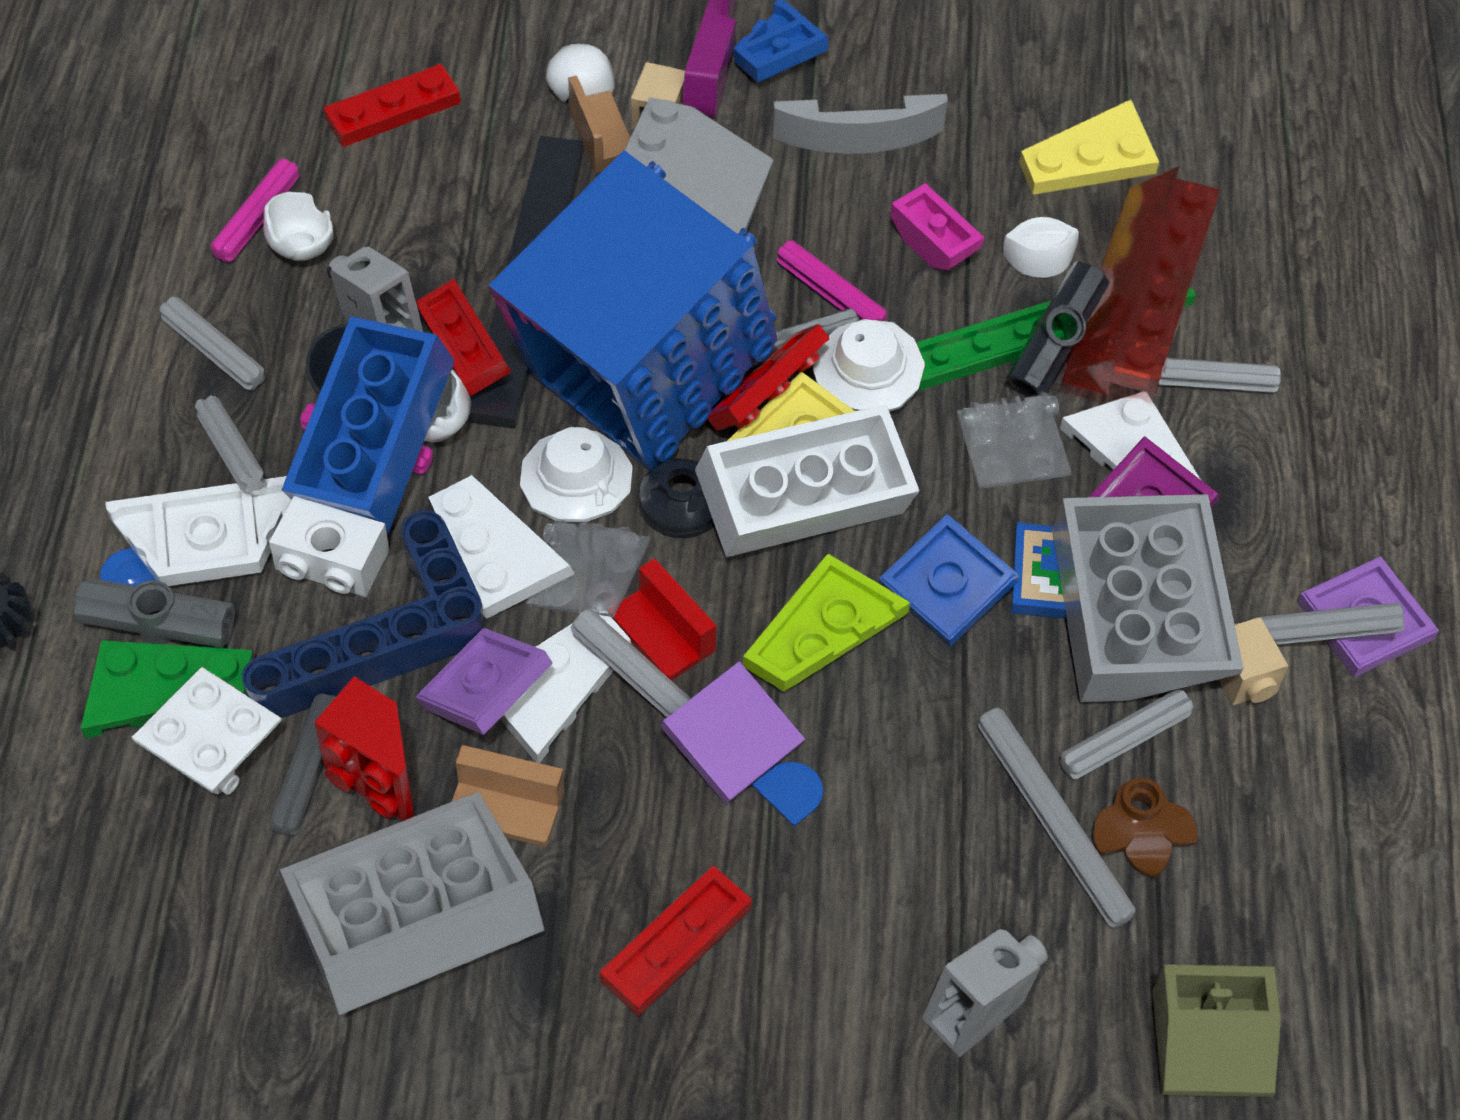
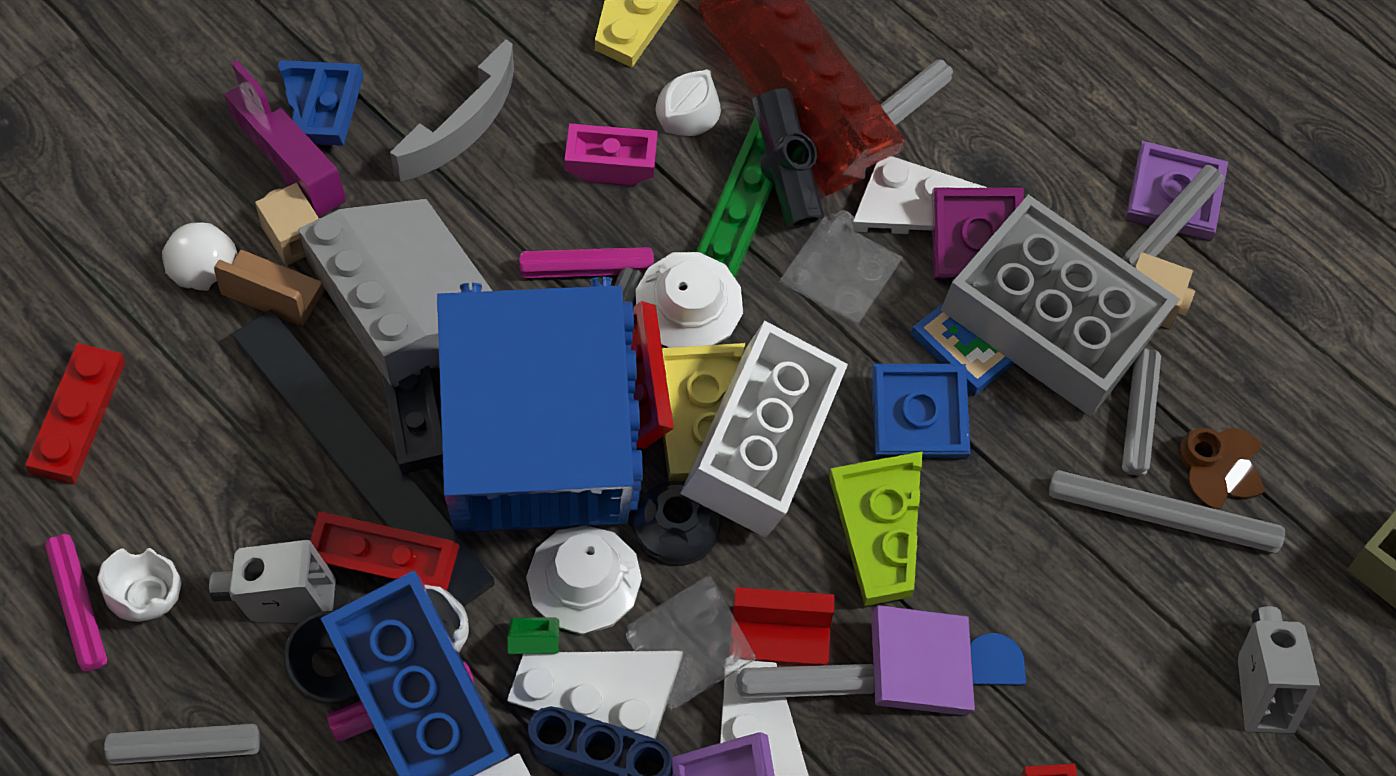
camera: 50 degrees left, 5 degrees up
(493, 473) = (534, 635): none -> green tile

